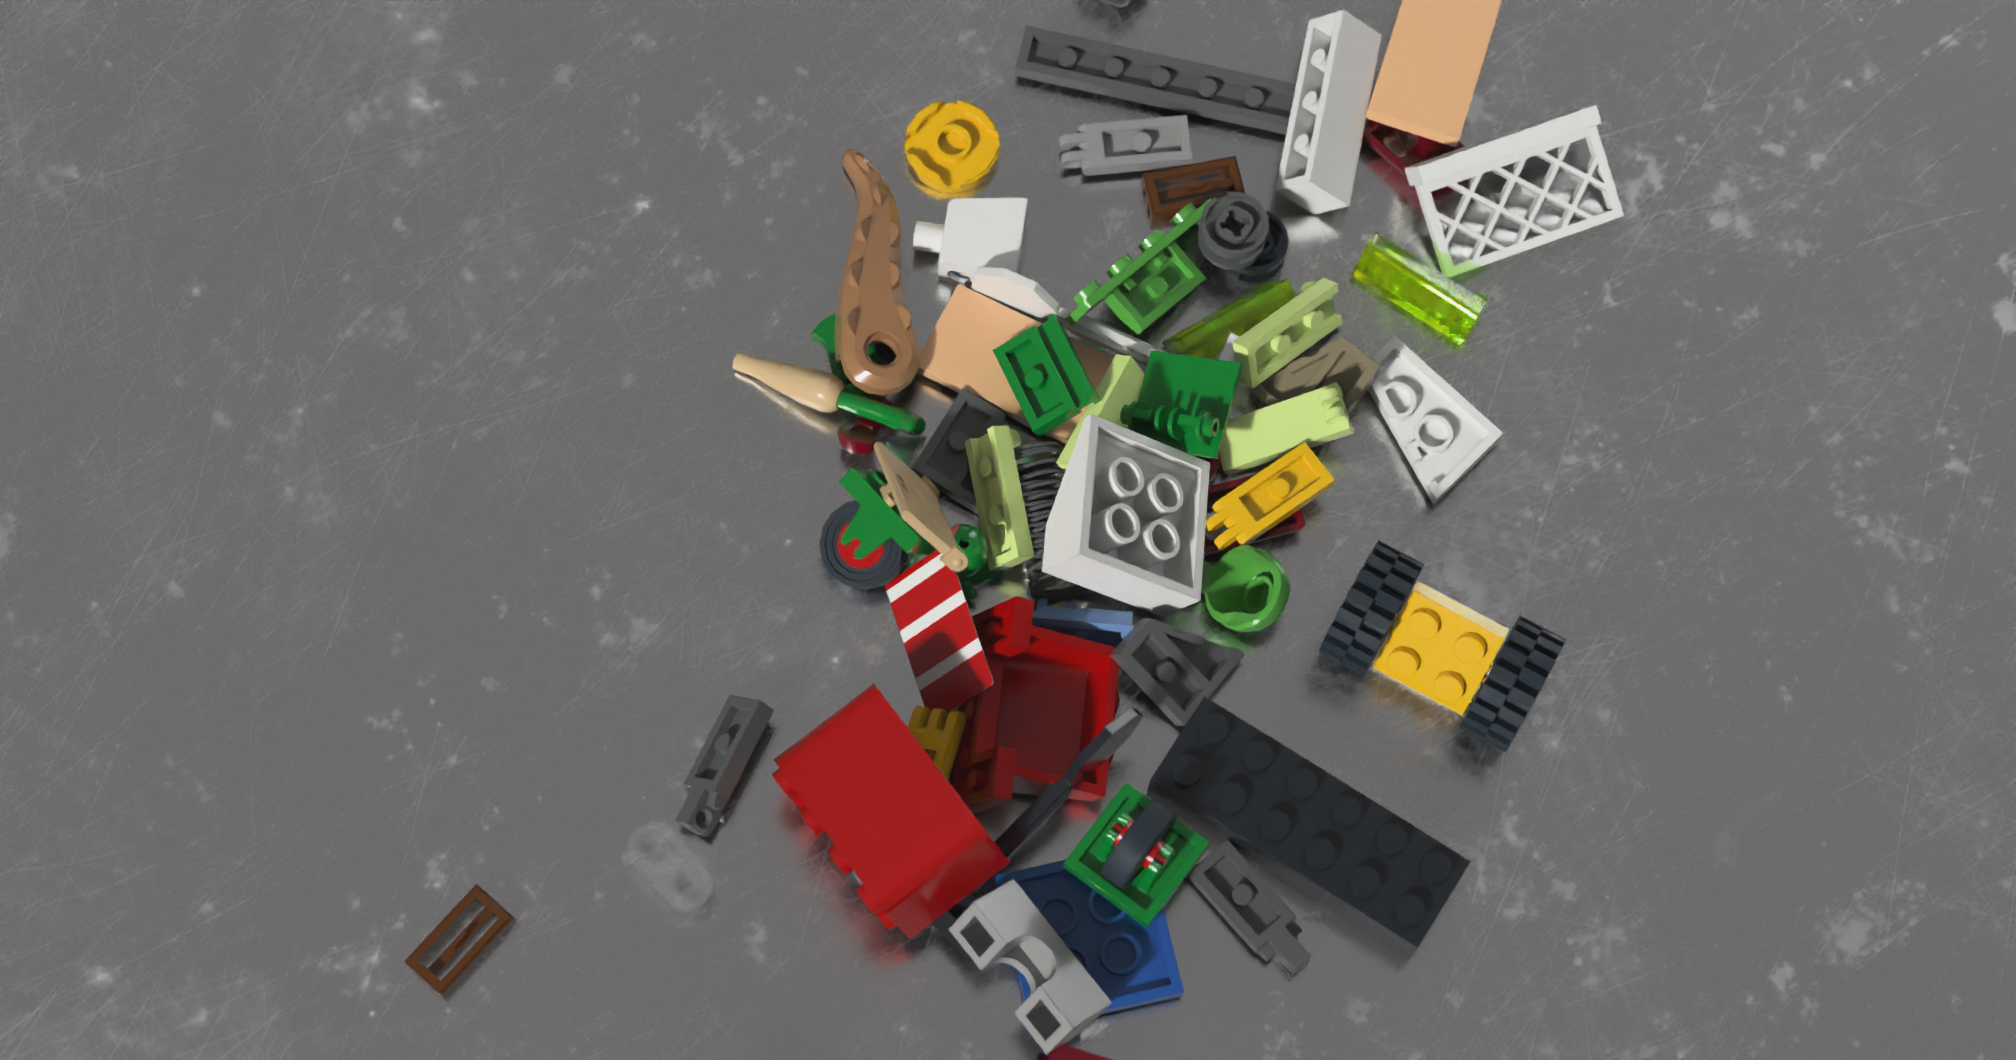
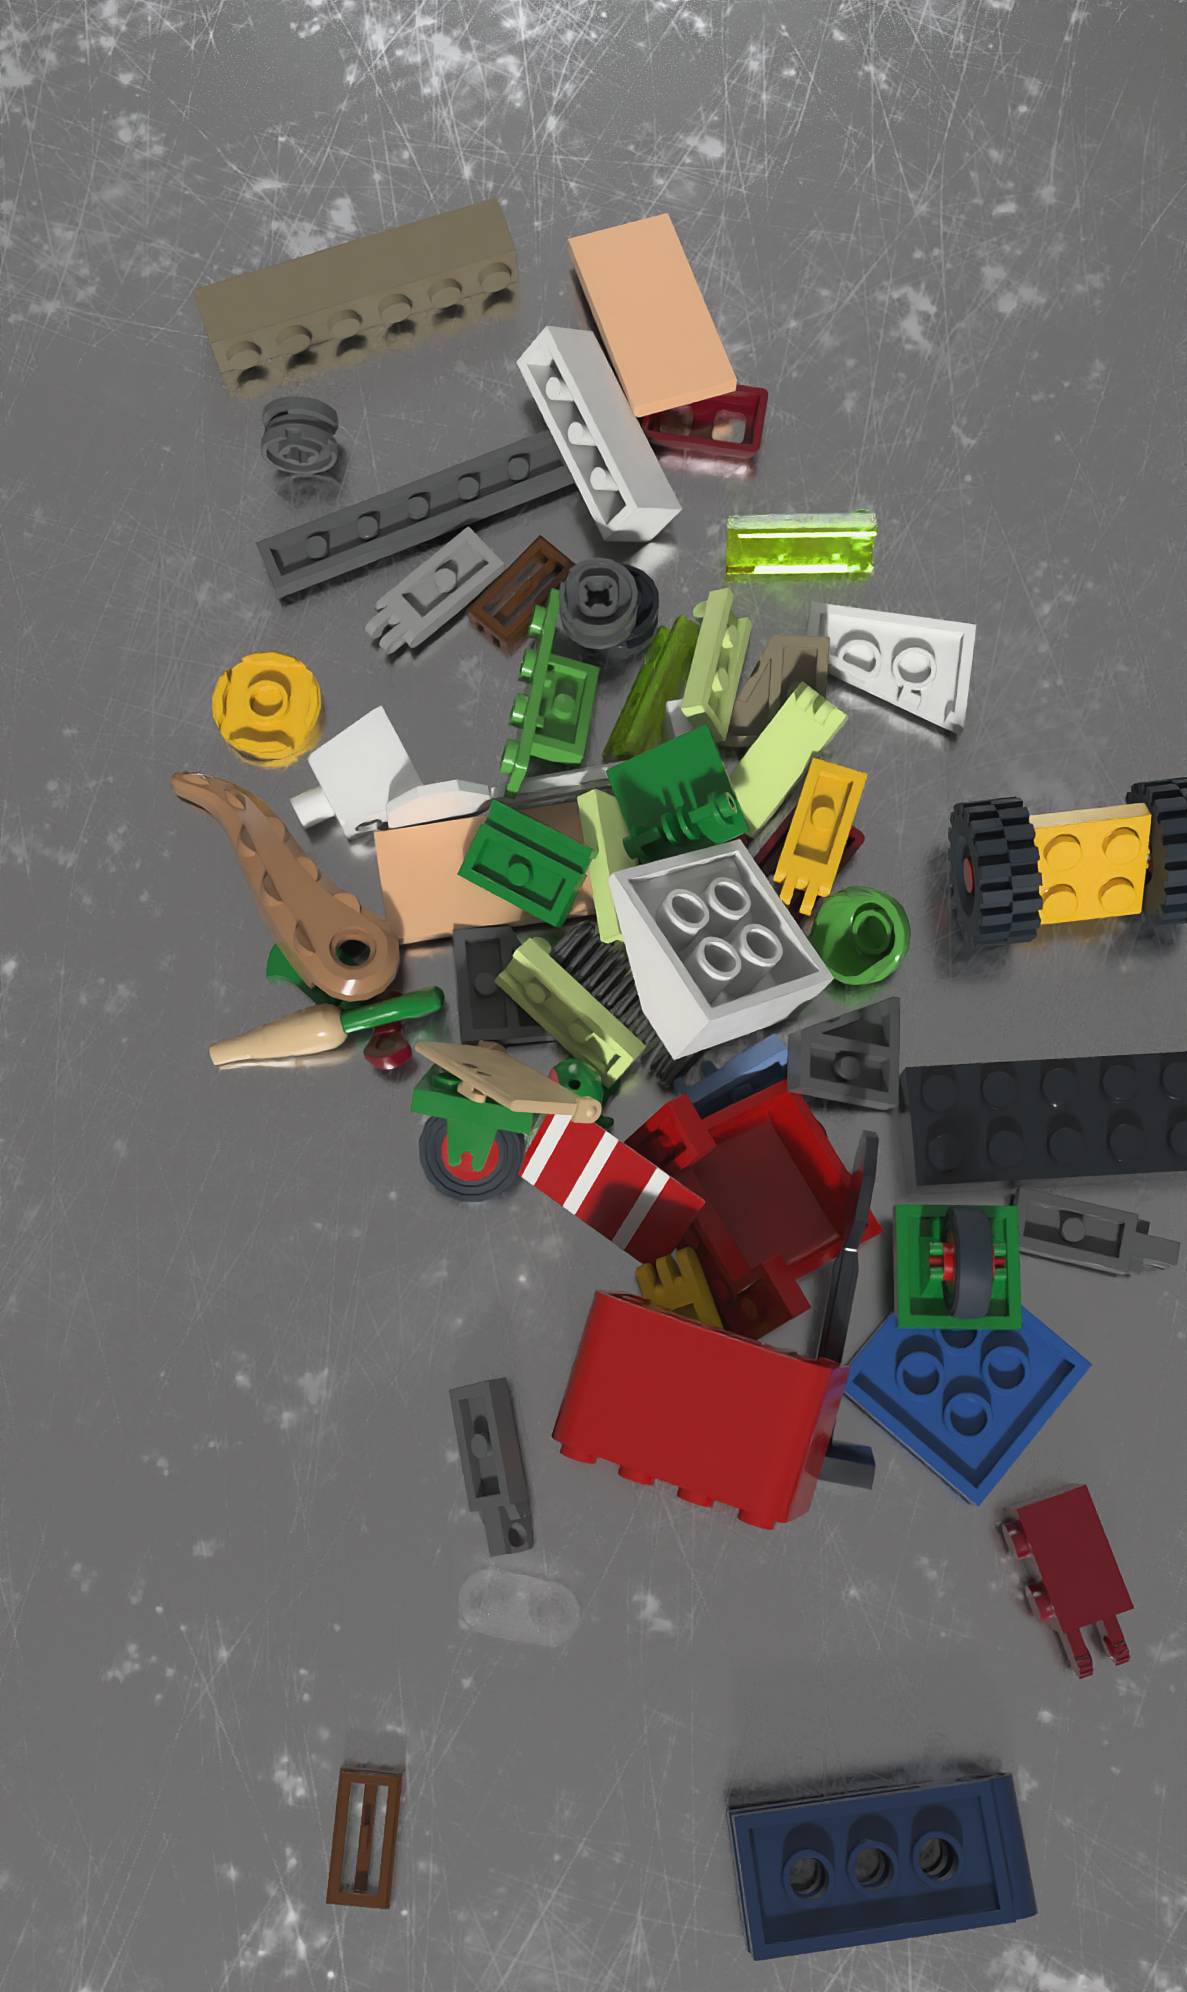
camera: 30 degrees left, 5 degrees up
(1012, 931) = (994, 1458): light grey arch -> none
(1504, 150) = (777, 373): white fence -> none

